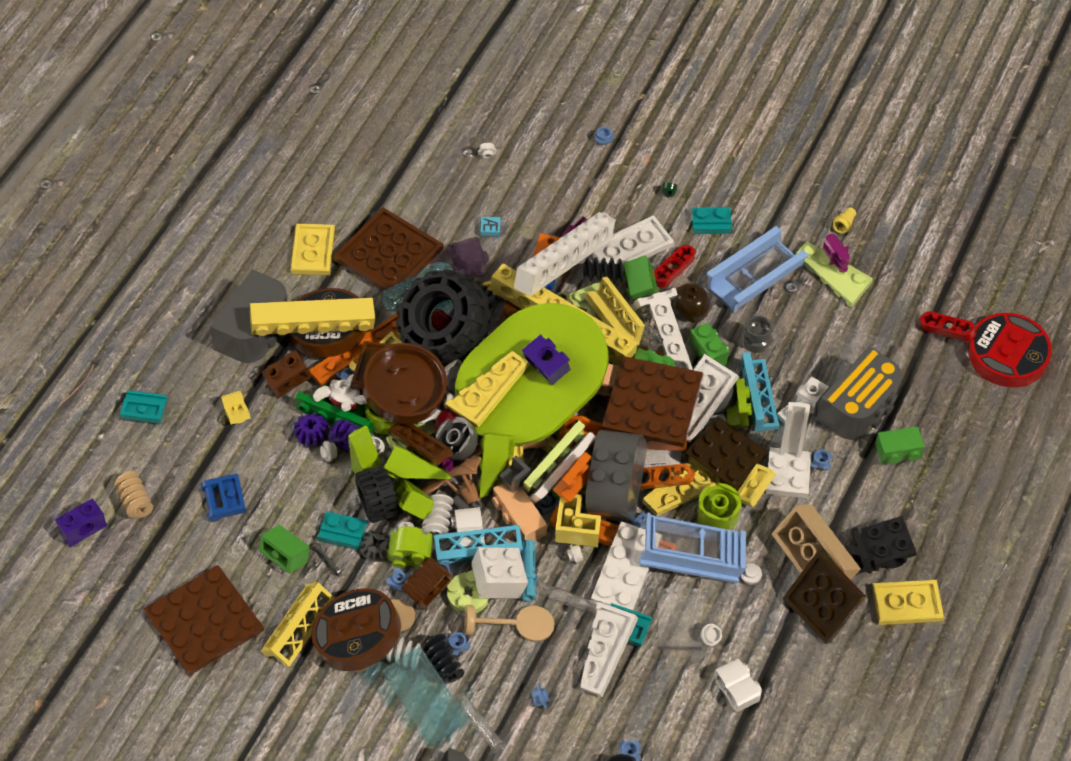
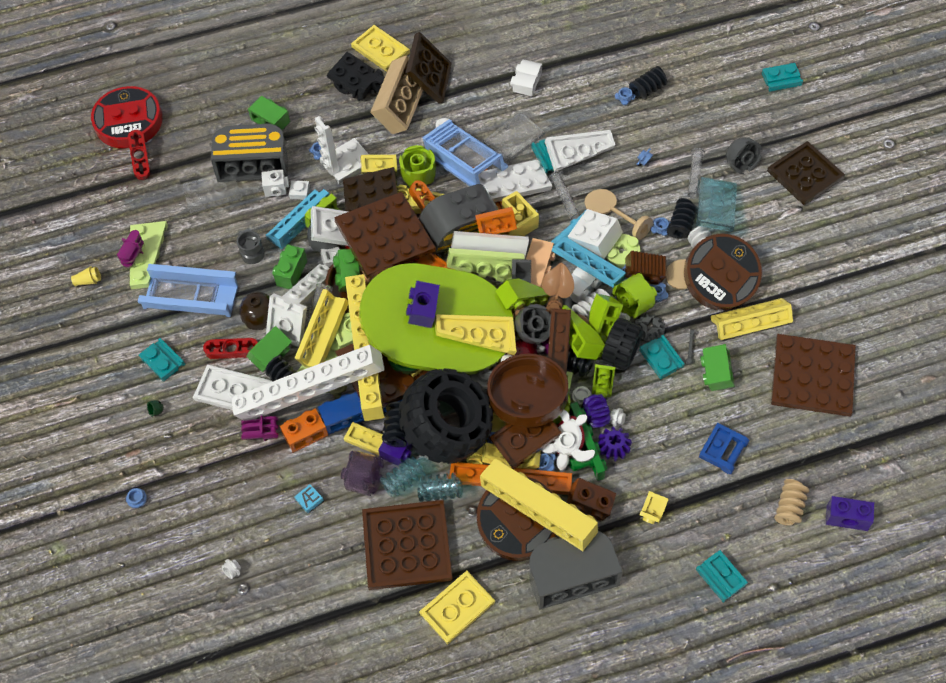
camera: 130 degrees left, 5 degrees up
(711, 634) = (508, 112): white plate -> none

